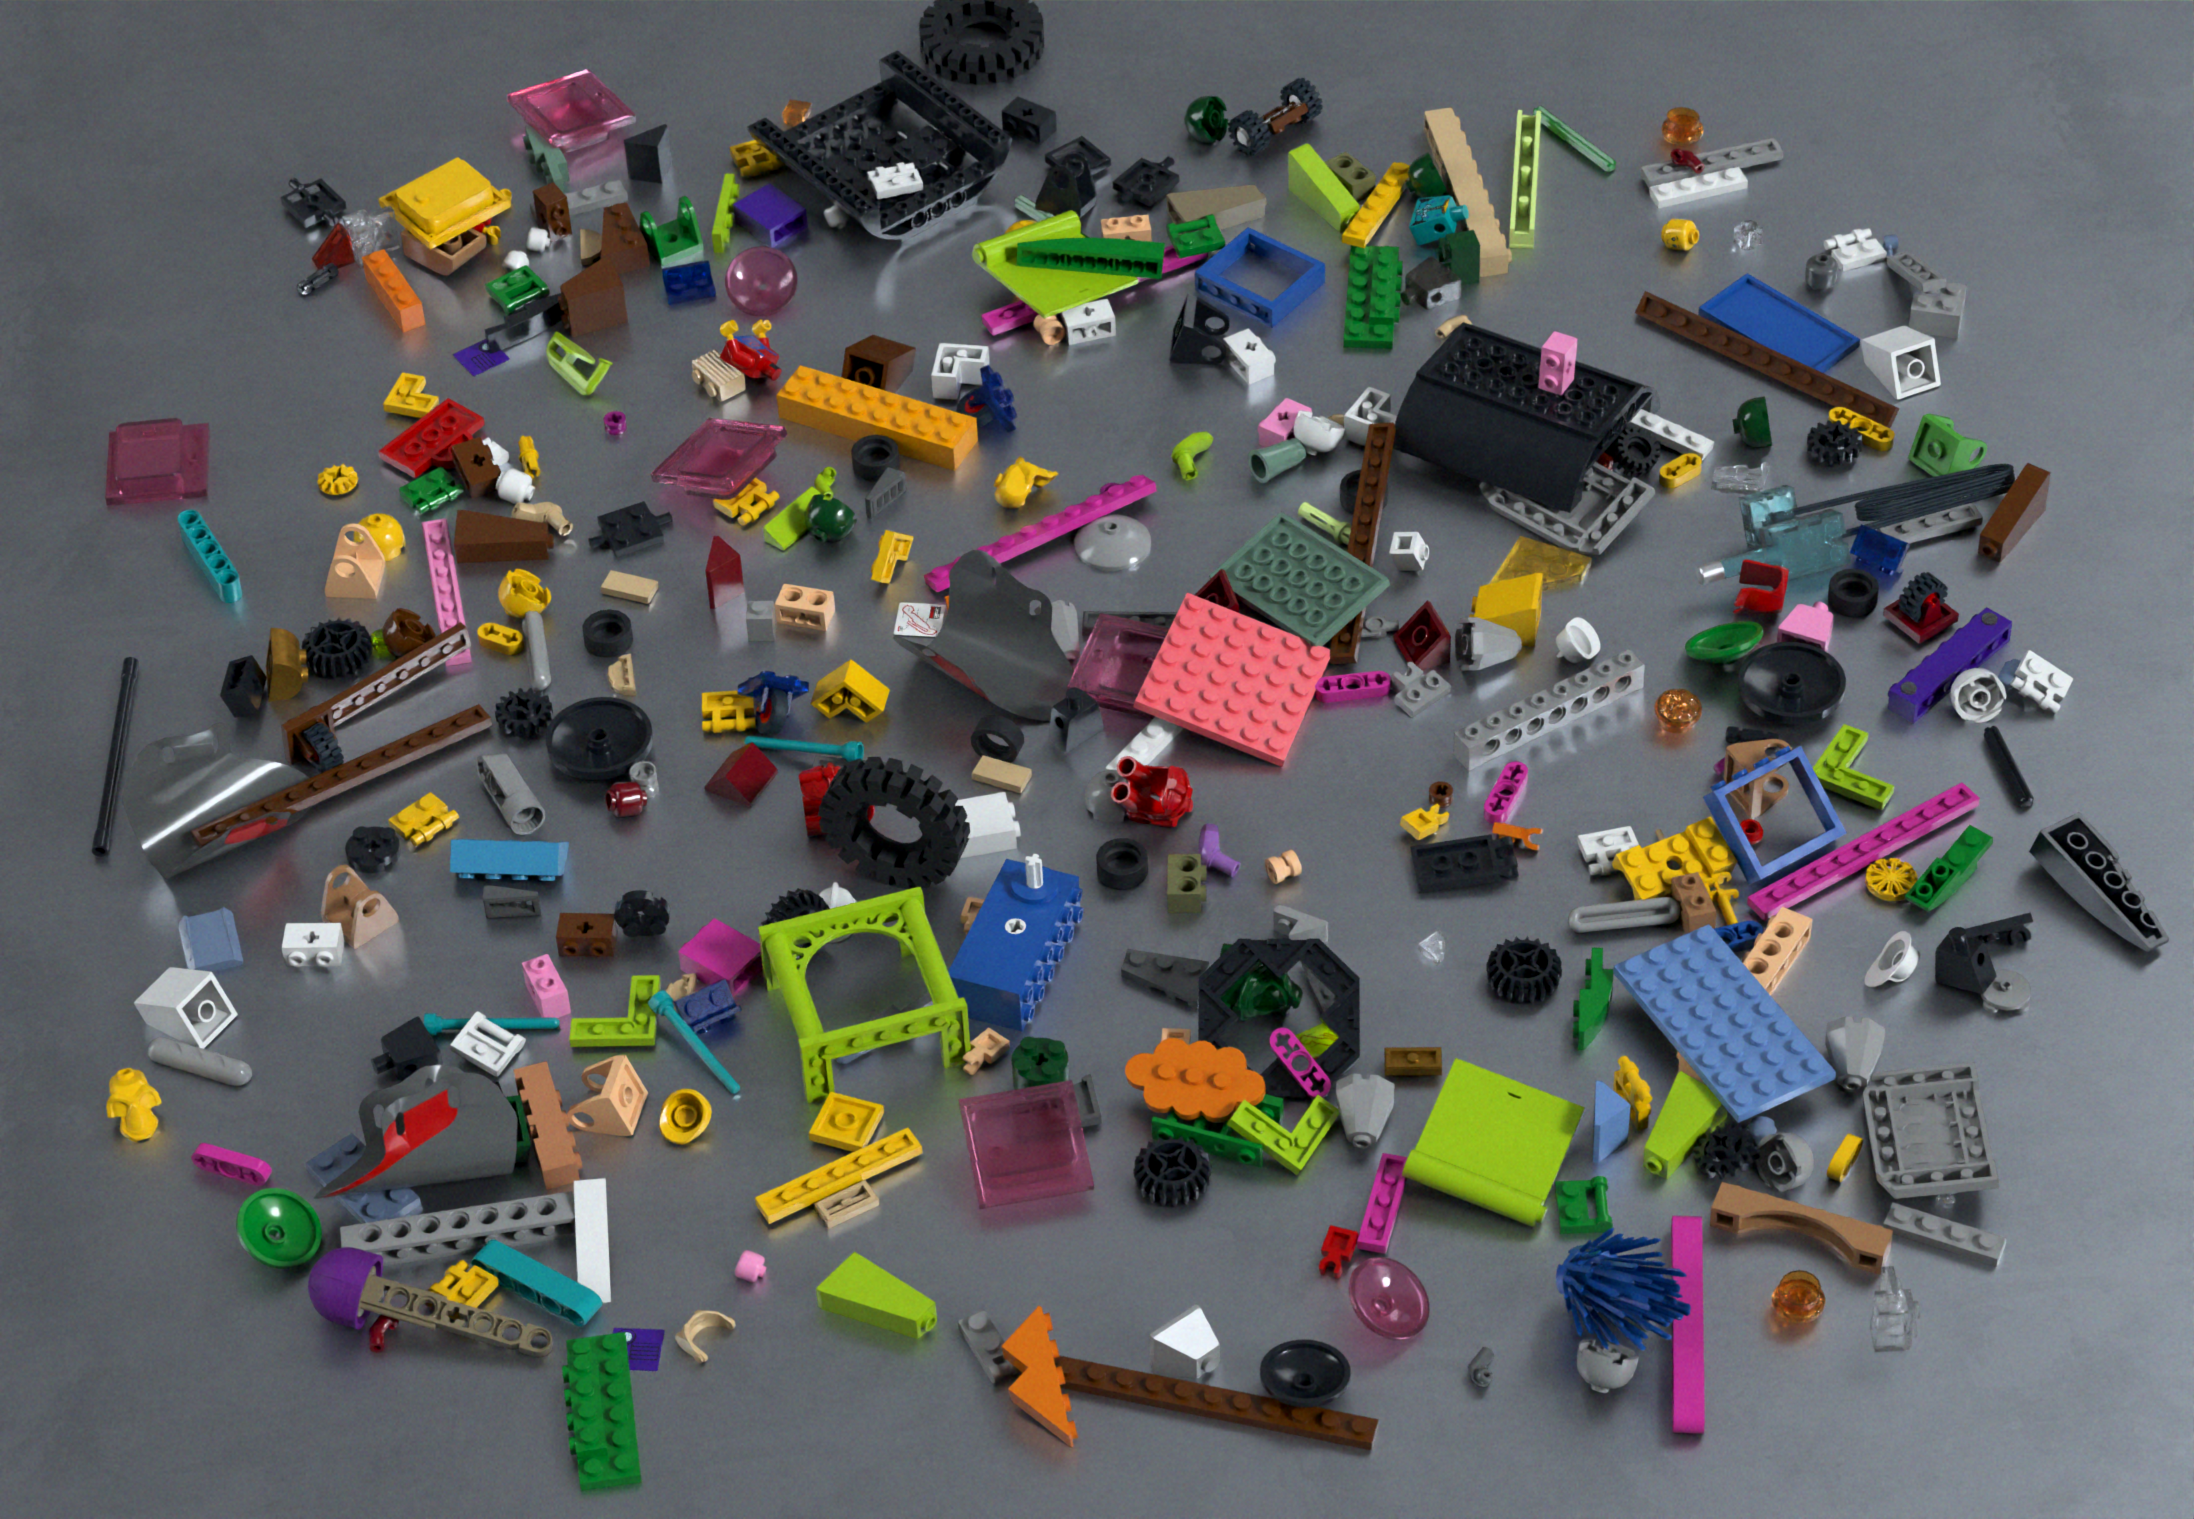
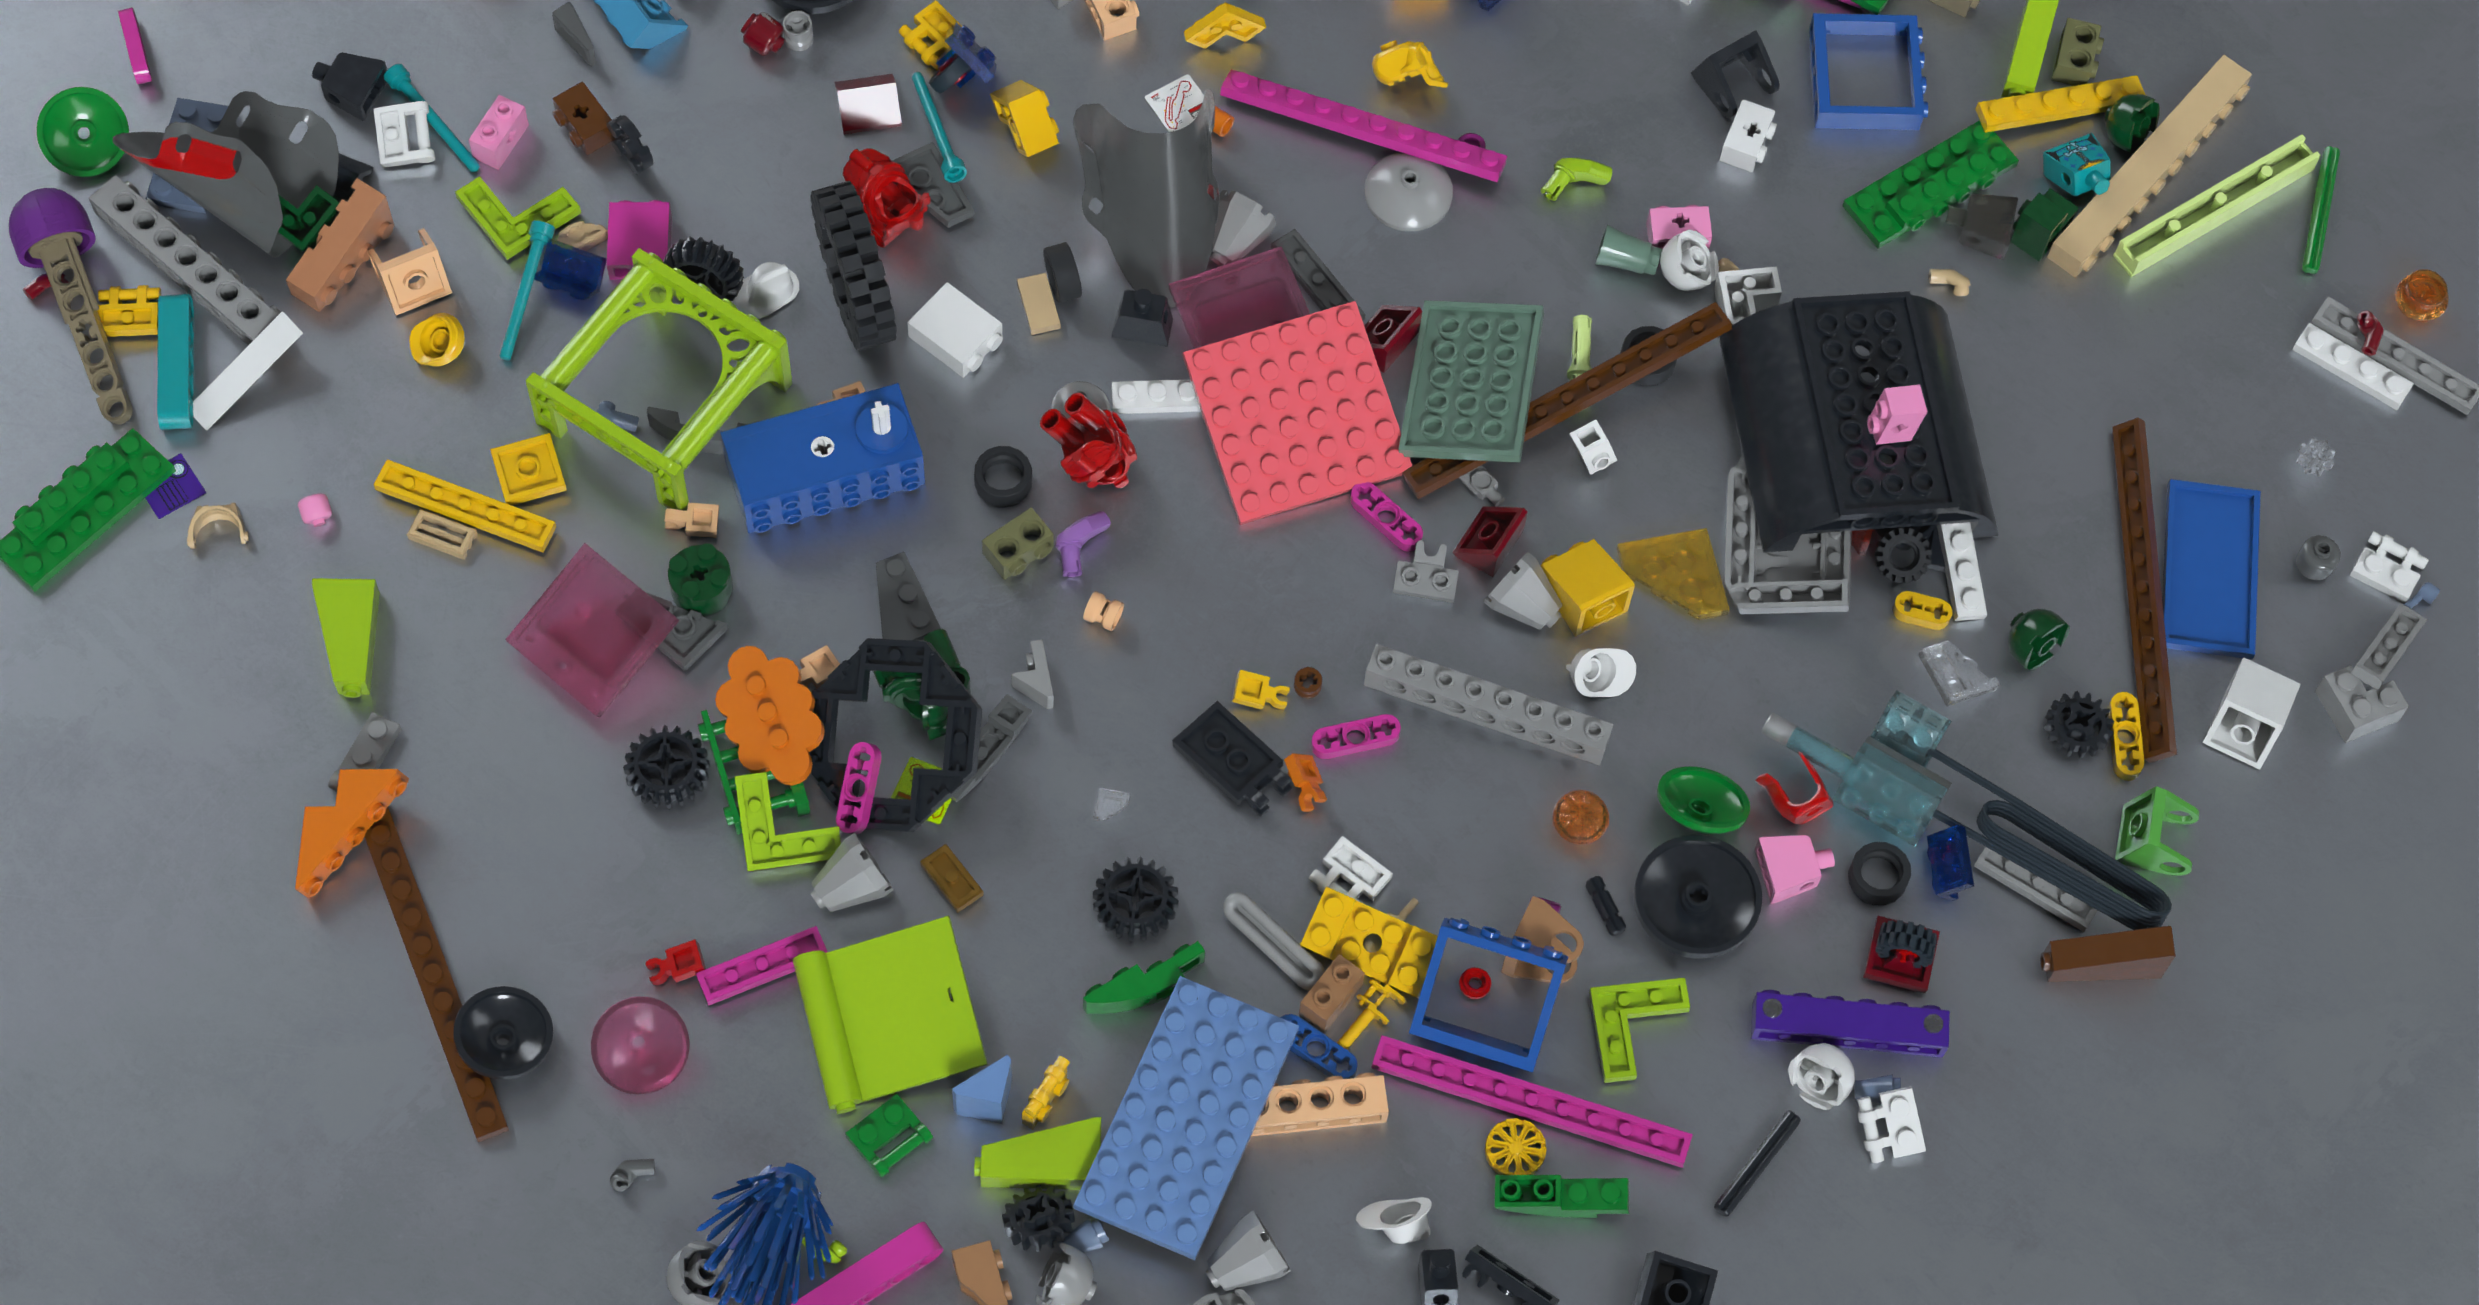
camera: 45 degrees right, 20 degrees up
(1184, 1346) = (466, 914): light grey slope -> none
(1679, 234) = (2259, 394): yellow head -> none

